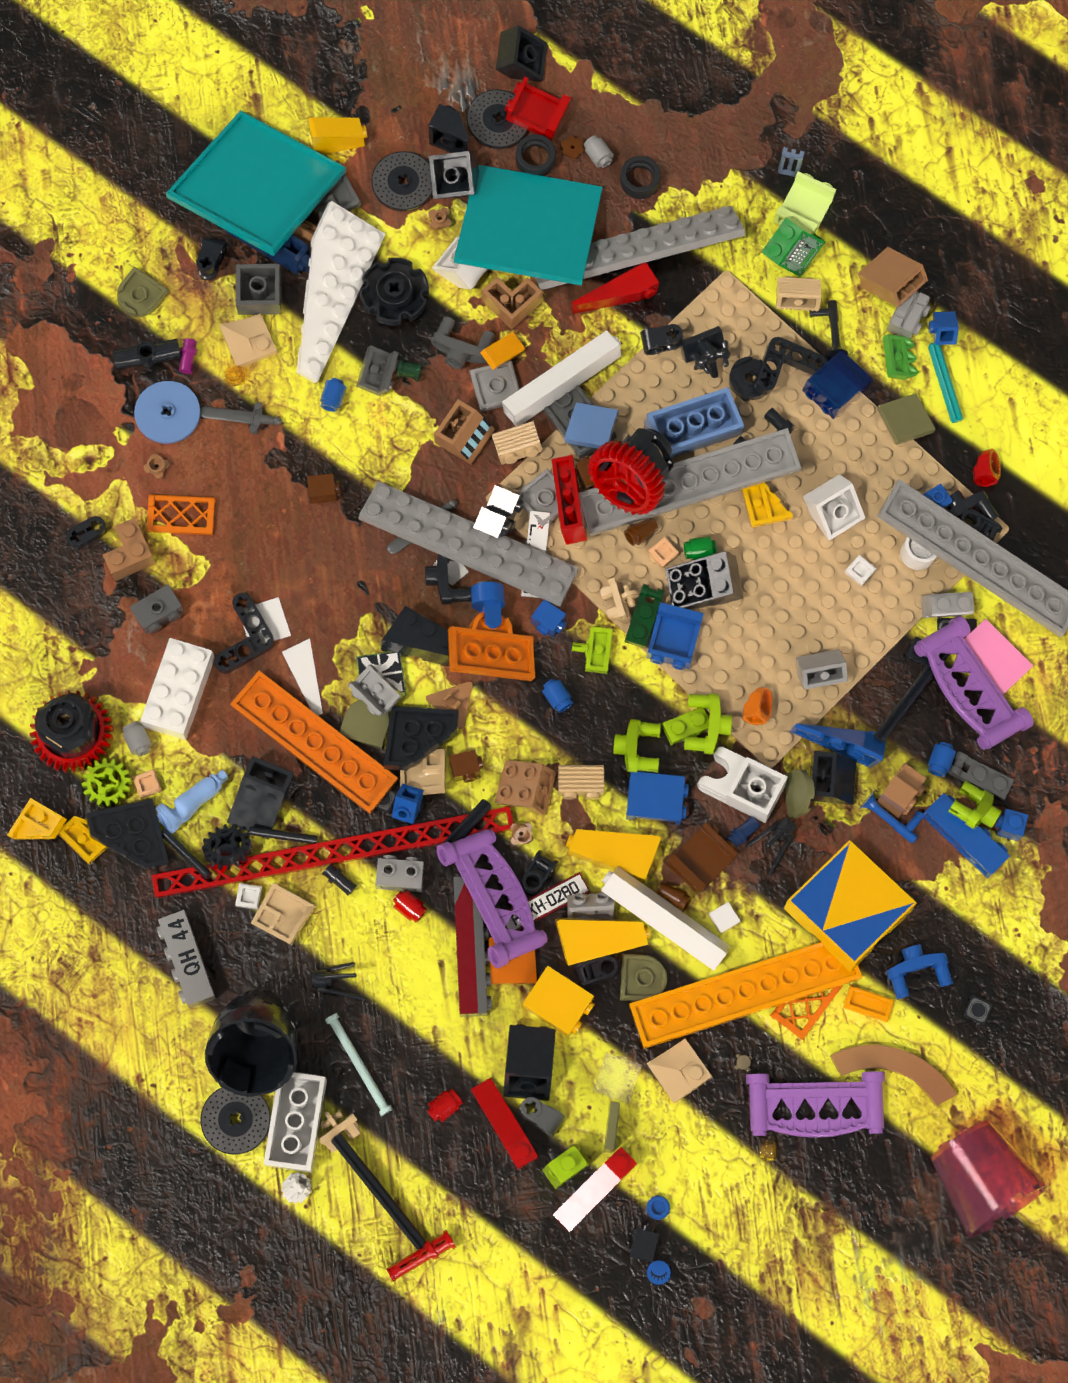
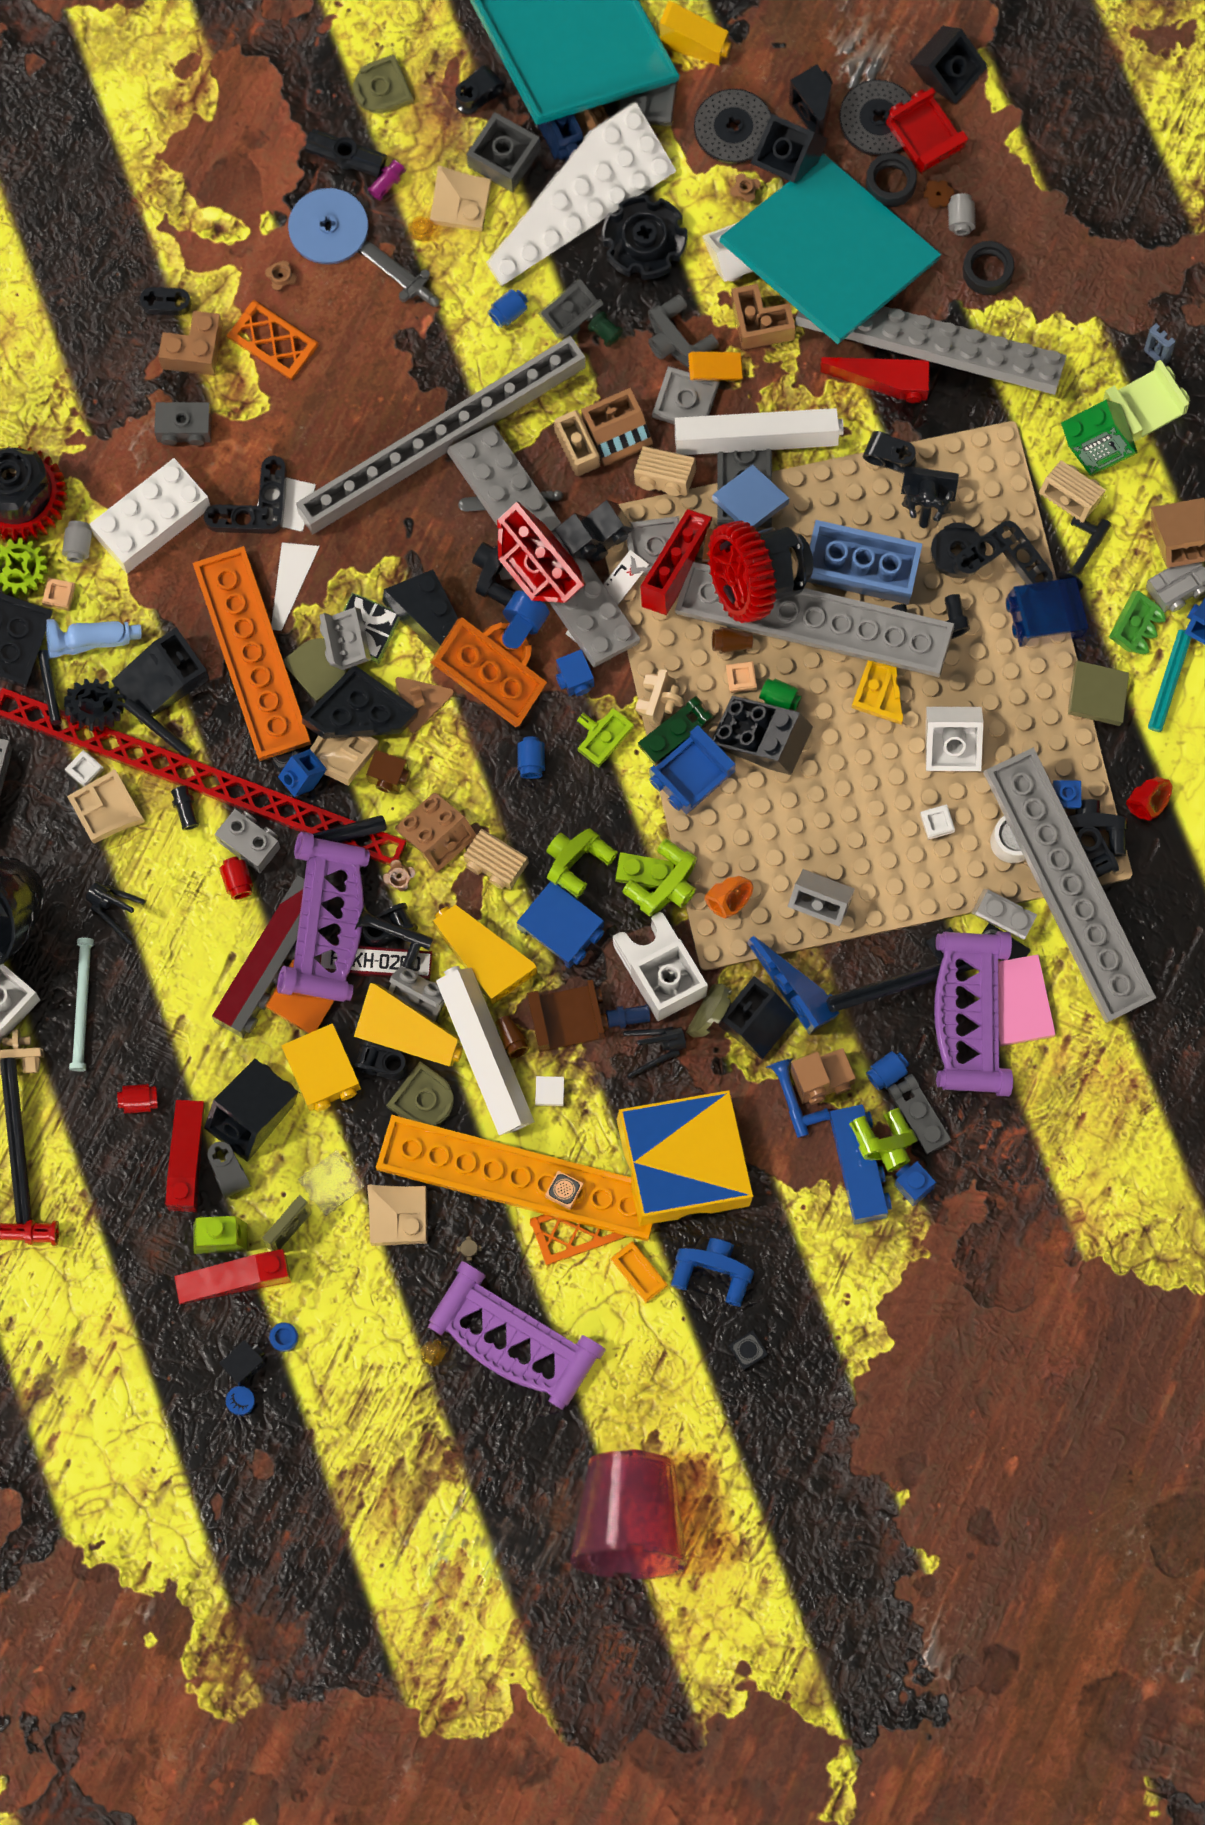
camera: 40 degrees right, 0 degrees up
(322, 488) = (432, 398): reddish brown brick -> none
(346, 510) = (437, 435): none -> light grey brick
(444, 459) = (576, 443): none -> tan brick
(476, 554) = (536, 557): none -> red wedge
(566, 870) = (416, 939): none -> black piece
(784, 980) = (564, 1190): none -> tile
(896, 1061) = (627, 1347): medium nougat tile -> none

